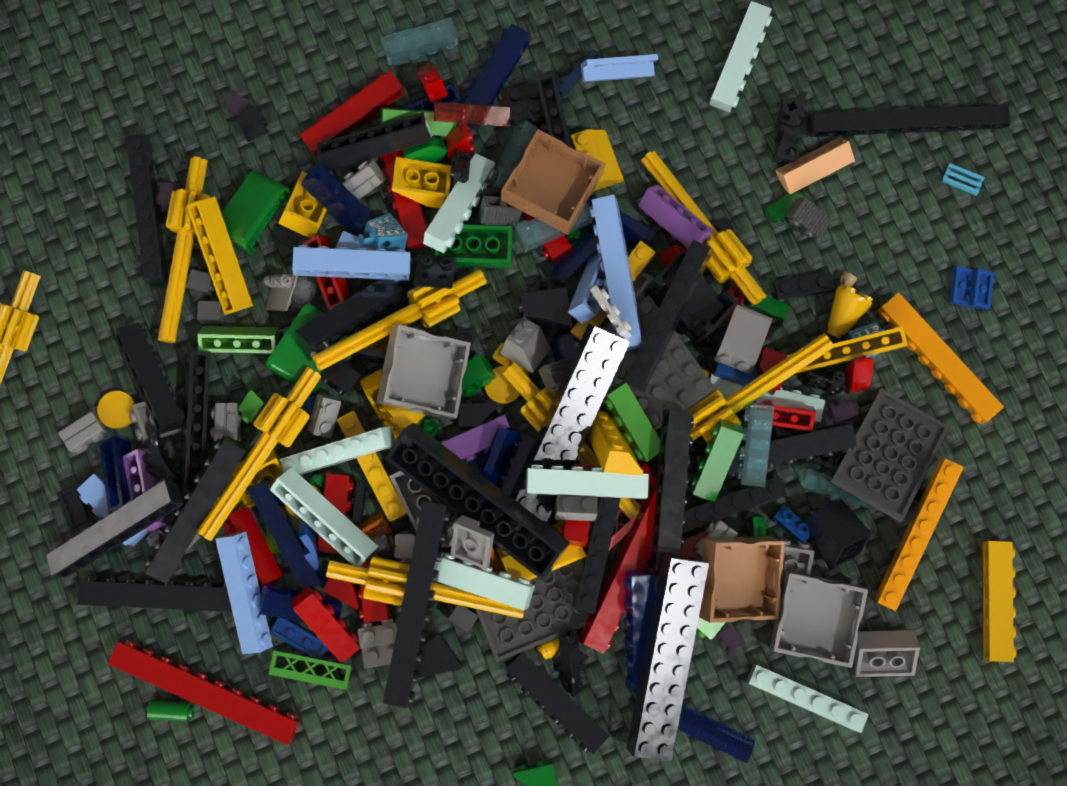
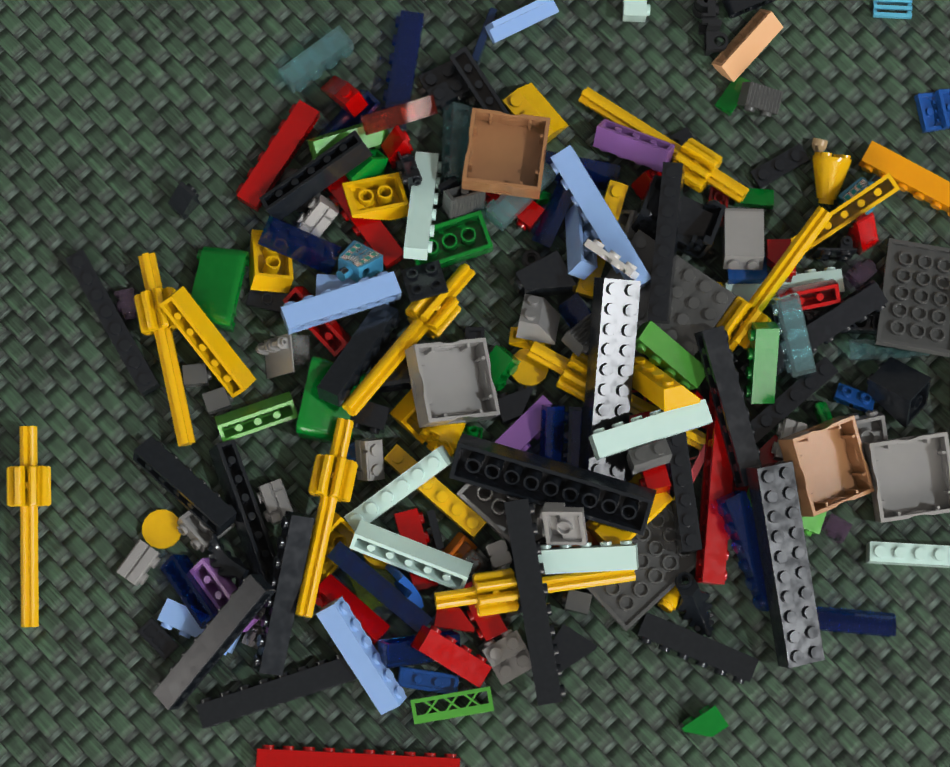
camera: 25 degrees left, 0 degrees up
(235, 104) = (161, 188): clear purple brick -> none
(251, 407) = (297, 478): bright green slope -> none
(318, 481) = (387, 523): green hinge -> none

